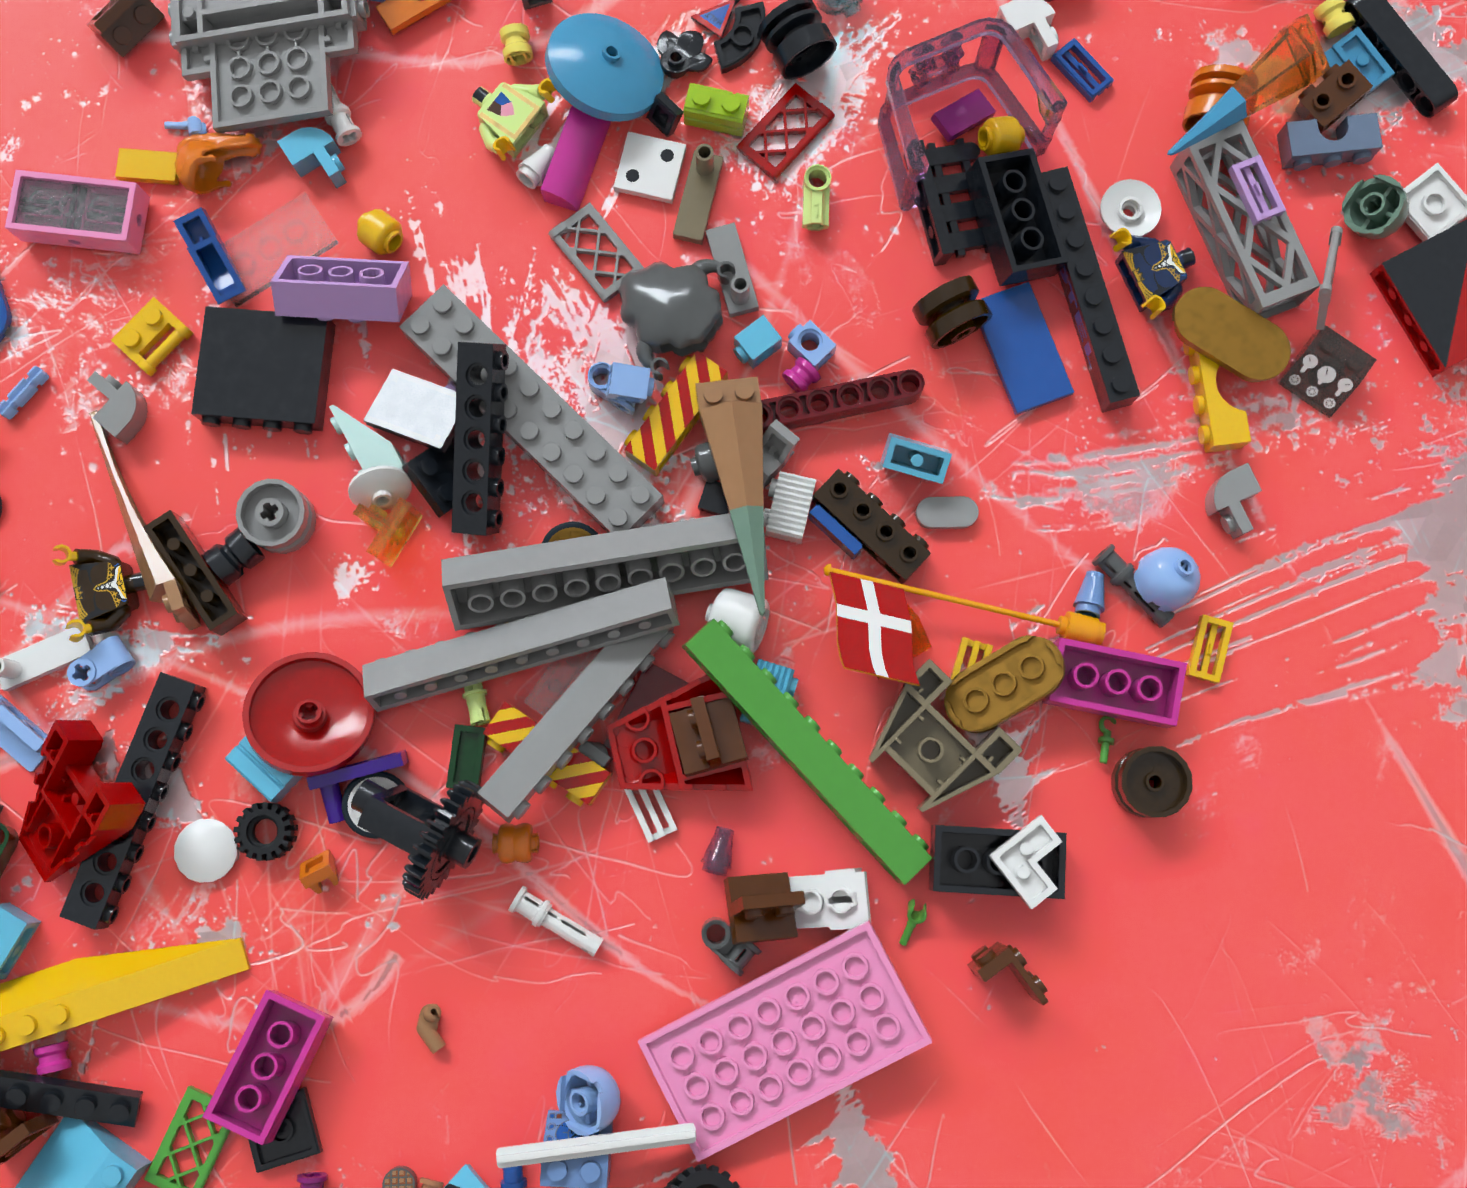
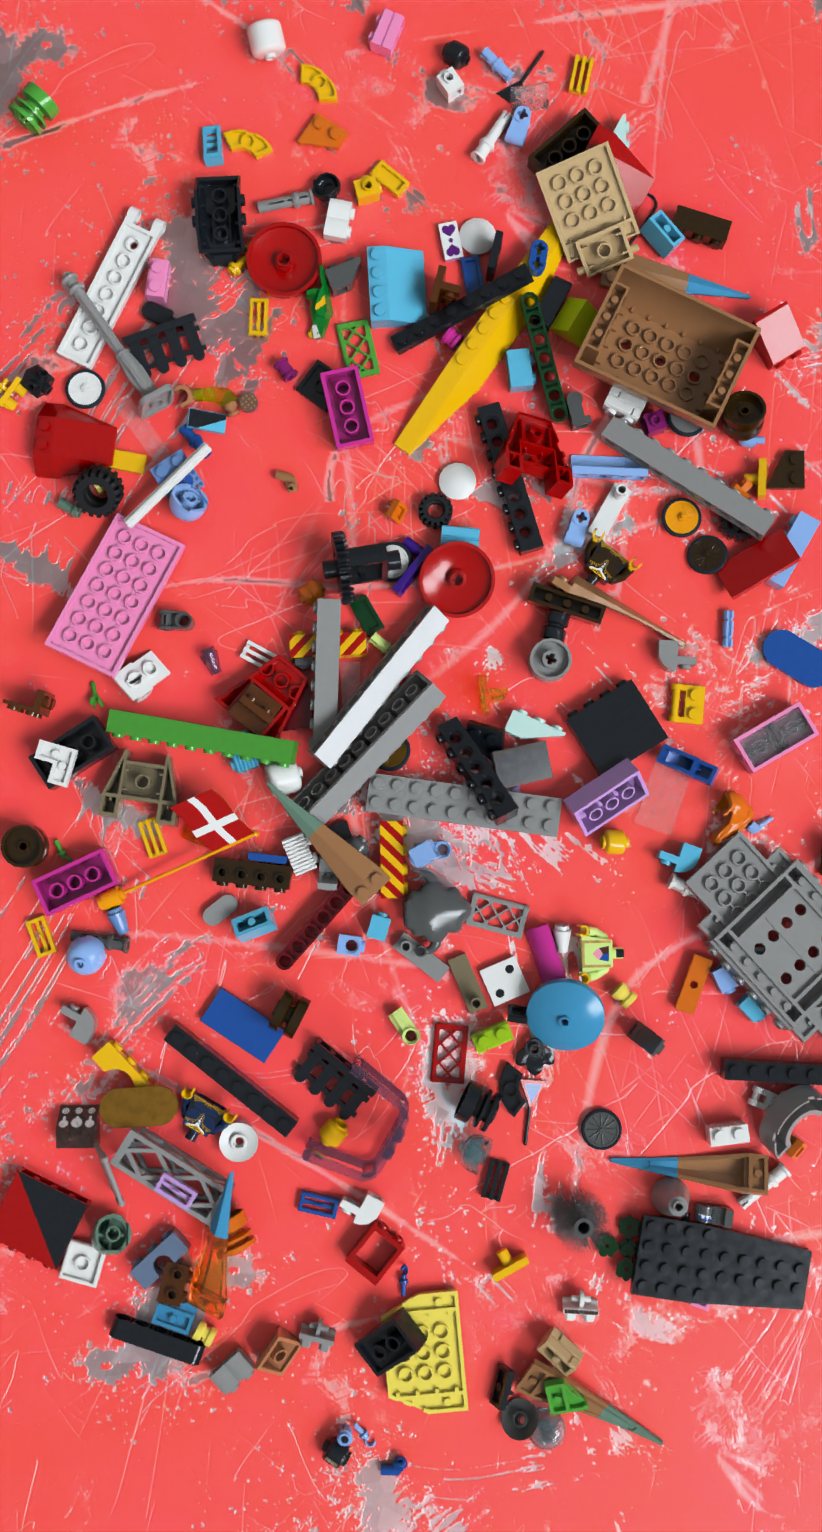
camera: 140 degrees right, 5 degrees up
(146, 166) = (762, 789): yellow tile -> none
(379, 486) = (508, 711): white dish -> none
(543, 914) = (273, 570): white pin -> none
(762, 907) = (171, 648): reddish brown bracket -> none
(801, 375) = (343, 925): dark pink wheel -> none
(963, 115) = (362, 1130): magenta tile -> none
(1004, 684) = (129, 841): pearl gold tile -> none
(1016, 217) = (293, 1090): black brick -> none

